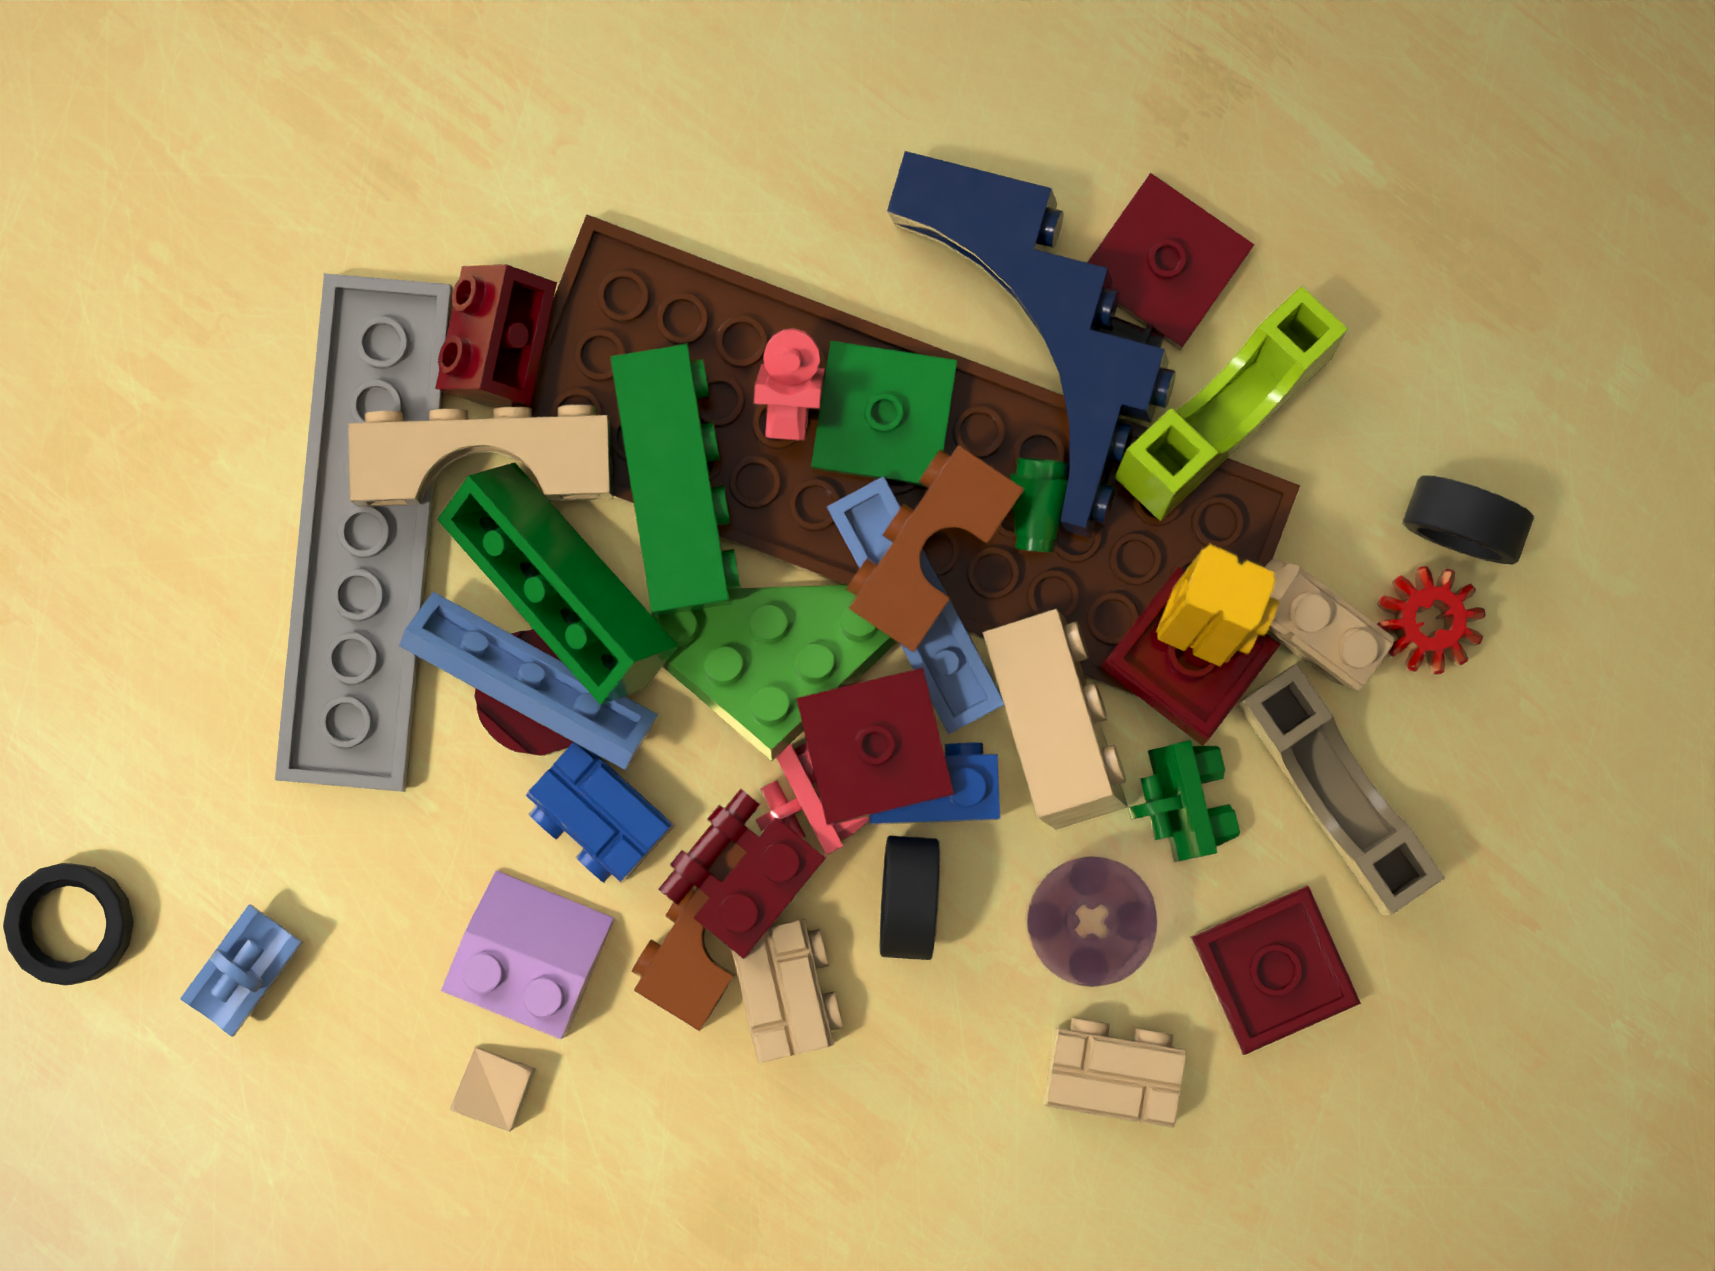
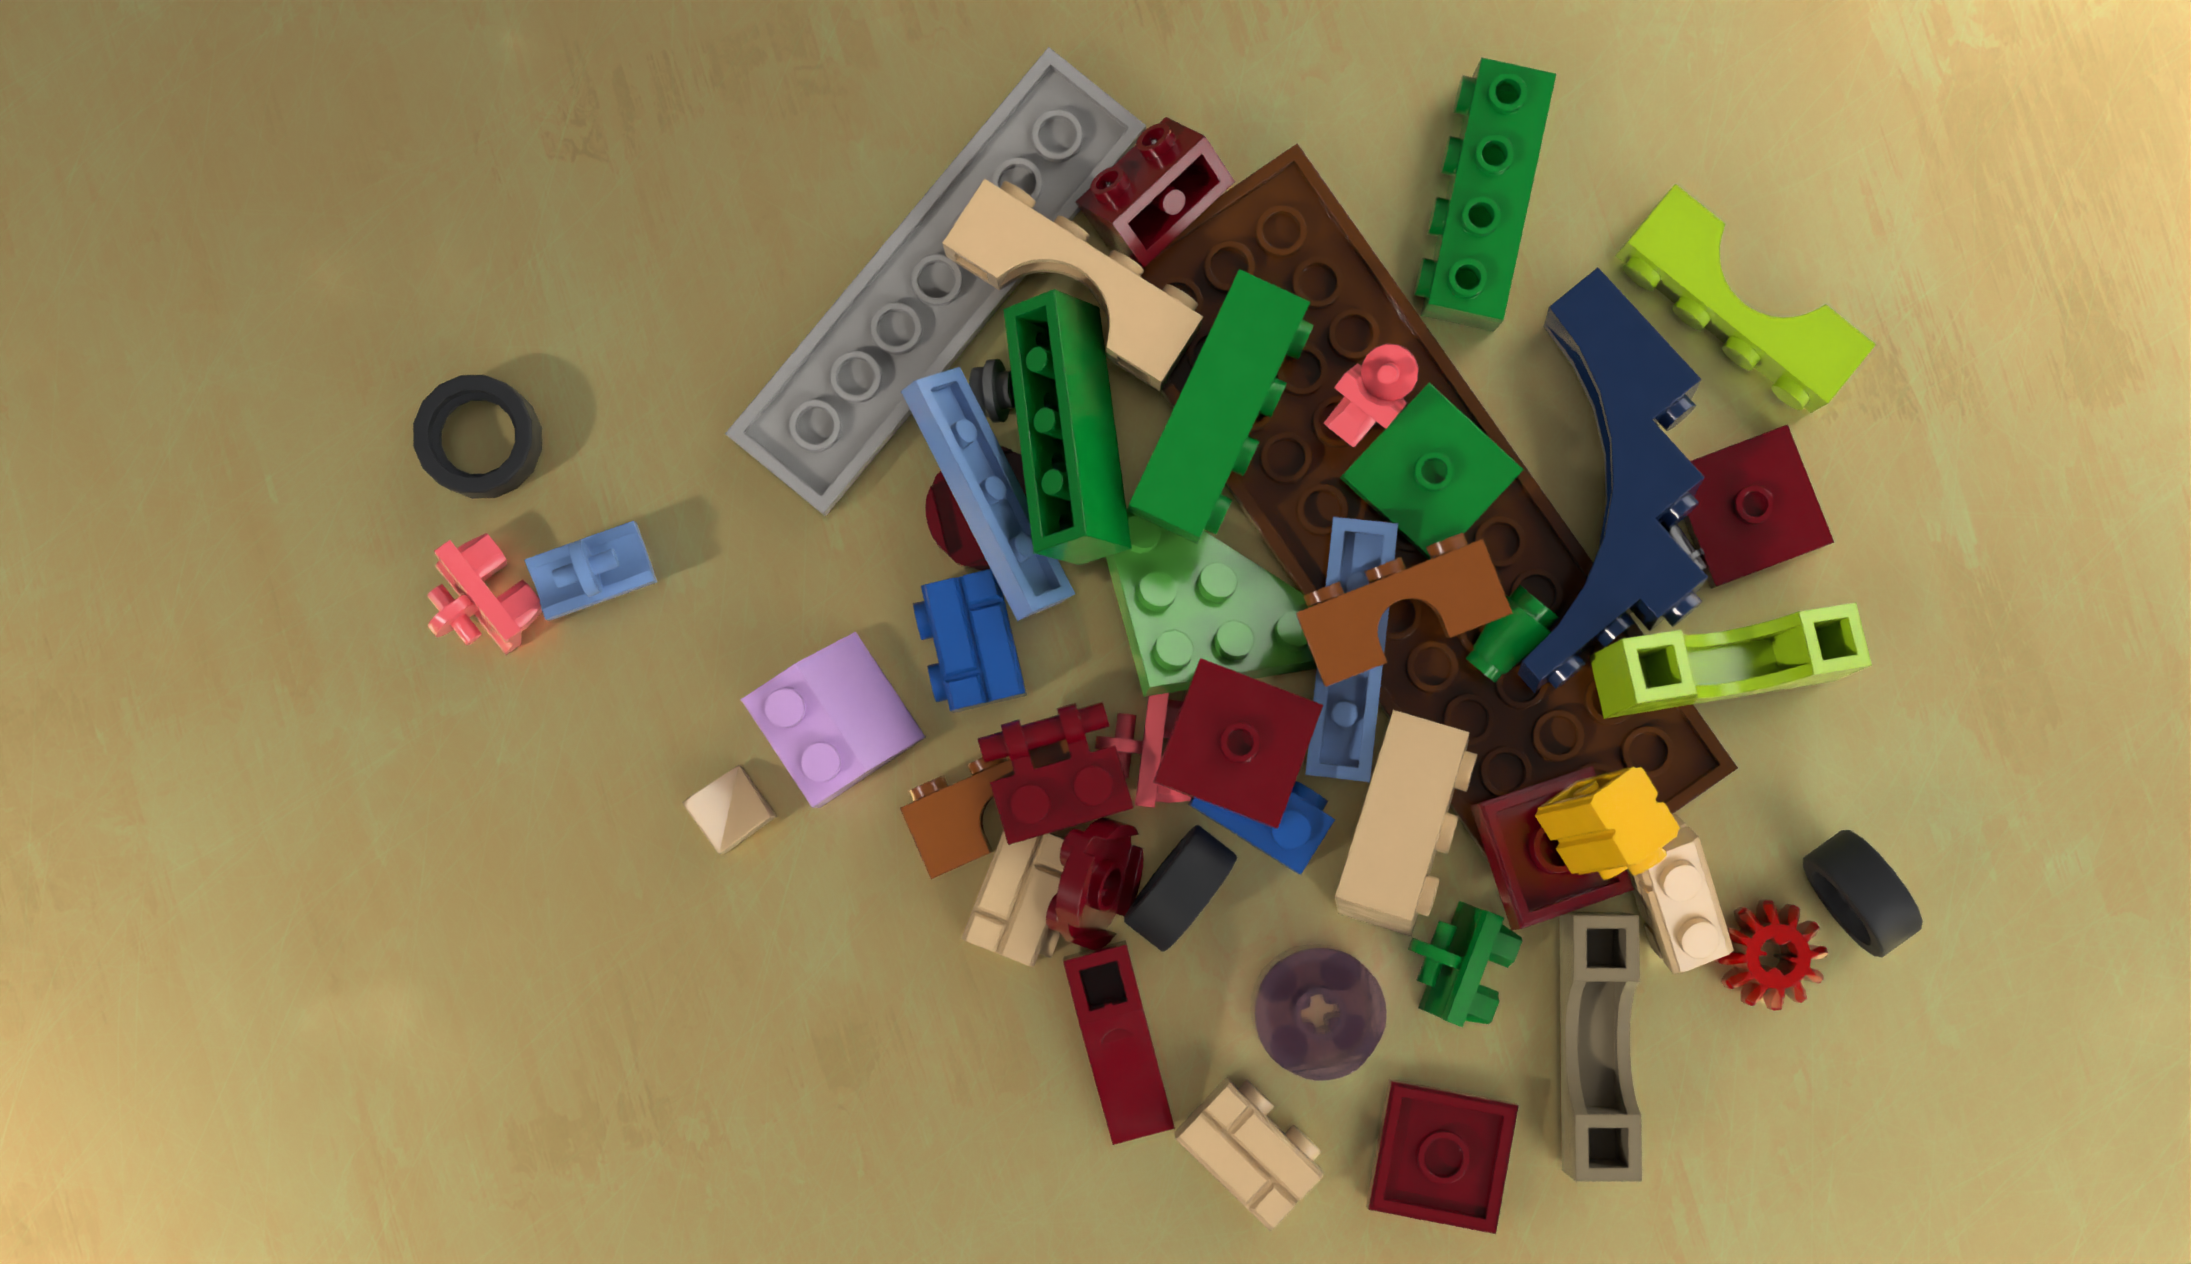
camera: 35 degrees right, 0 degrees up
(136, 1044) = (466, 571): none -> coral hips
(473, 591) = (993, 389): none -> dark grey plate
(773, 149) = (1487, 194): none -> green brick
(837, 940) = (1096, 882): none -> dark red plate
(946, 1059) = (1118, 1042): none -> dark red slope
(1122, 107) = (1680, 257): none -> lime arch

